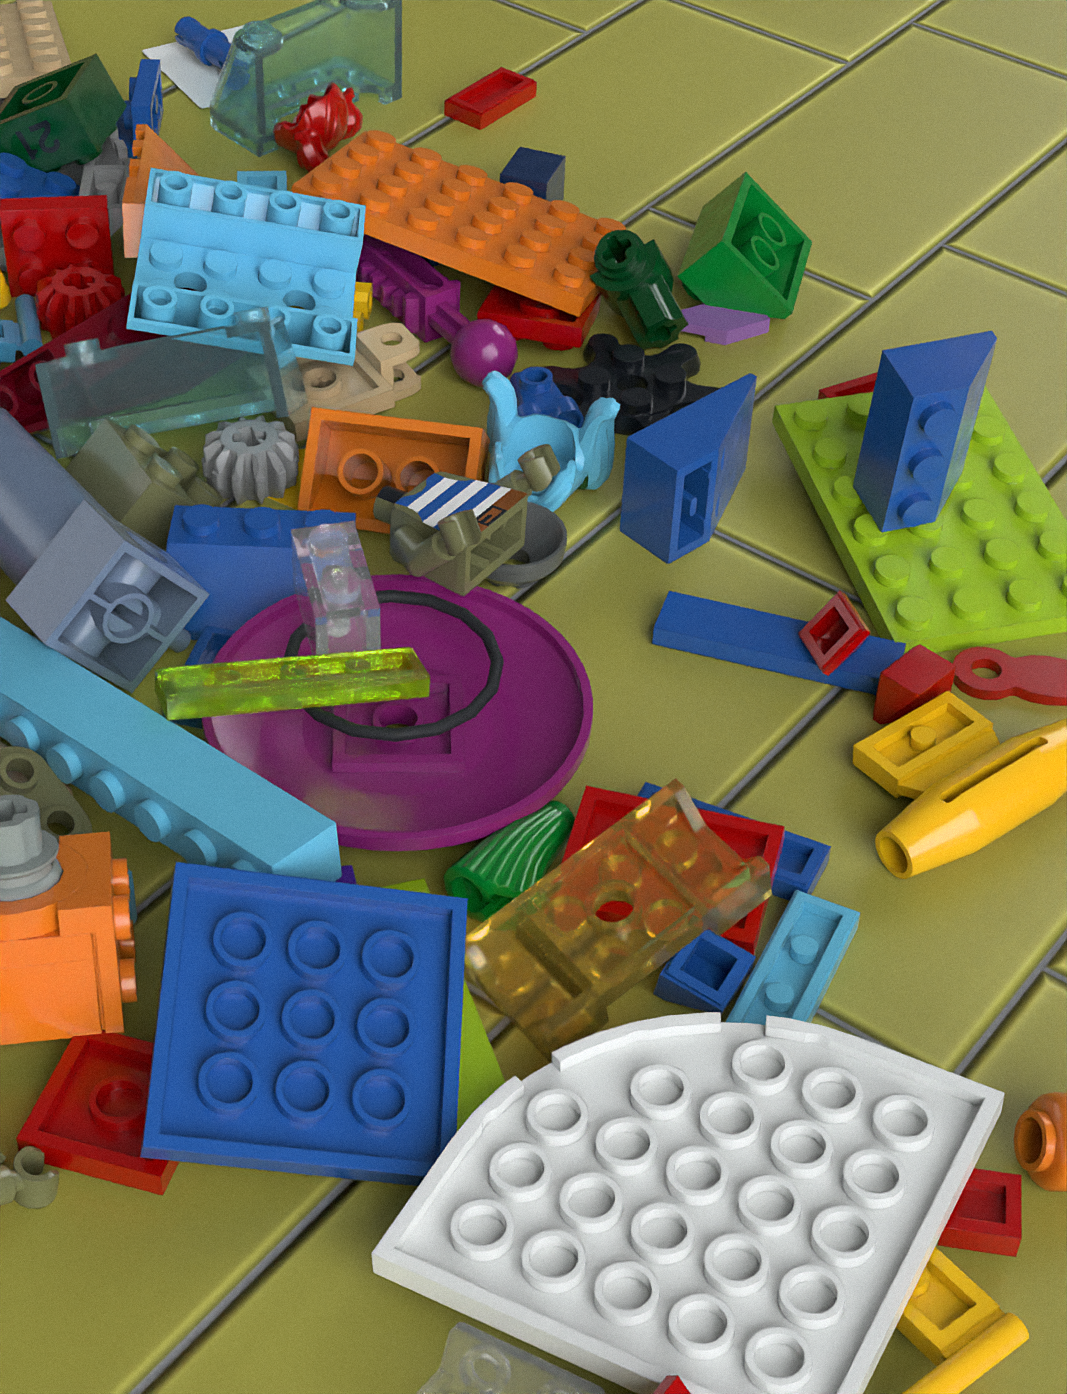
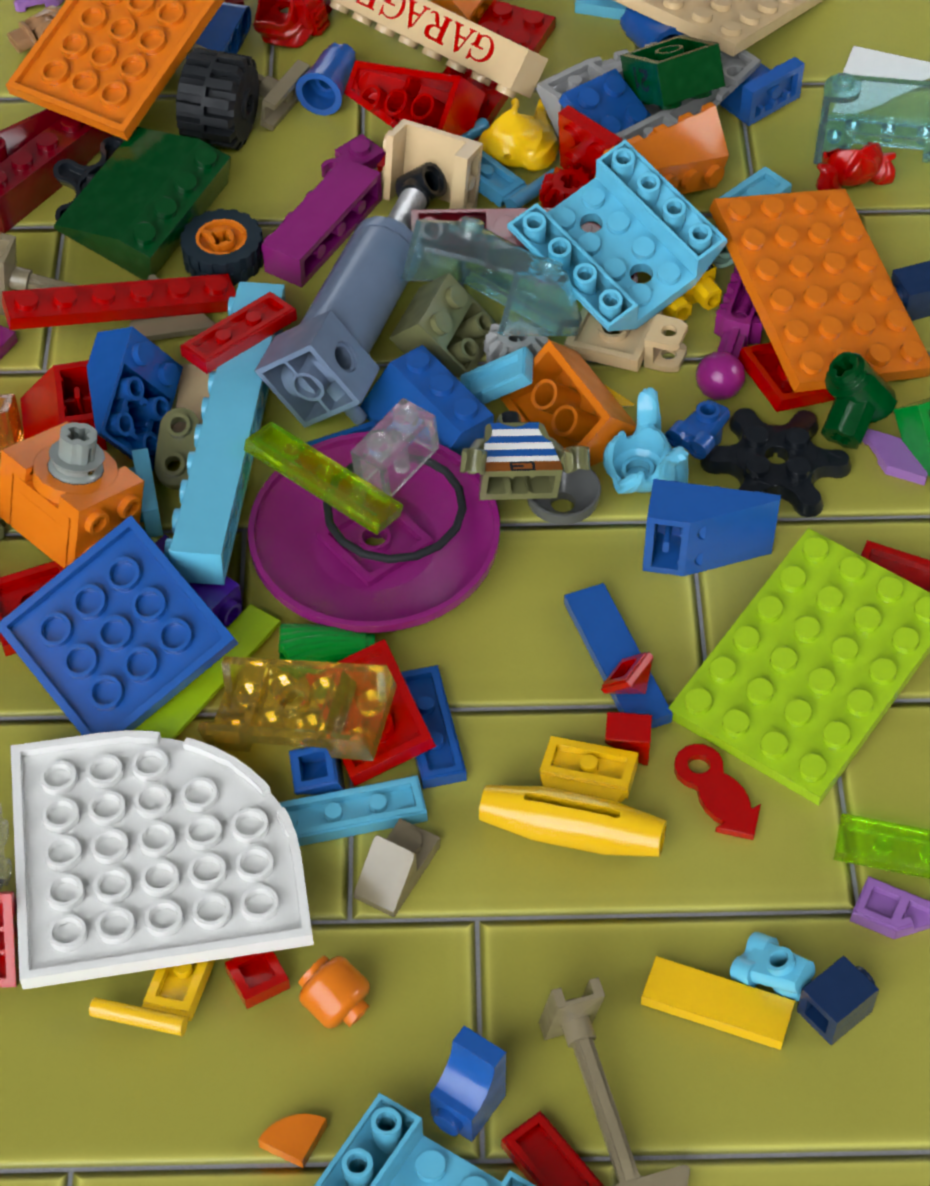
camera: 55 degrees right, 10 degrees up
(209, 45) = (883, 60): blue pin -> none
(294, 476) = (500, 376): none -> medium azure tile
(917, 986) = (395, 866): none -> dark tan slope
(921, 427) = (800, 602): blue slope -> none

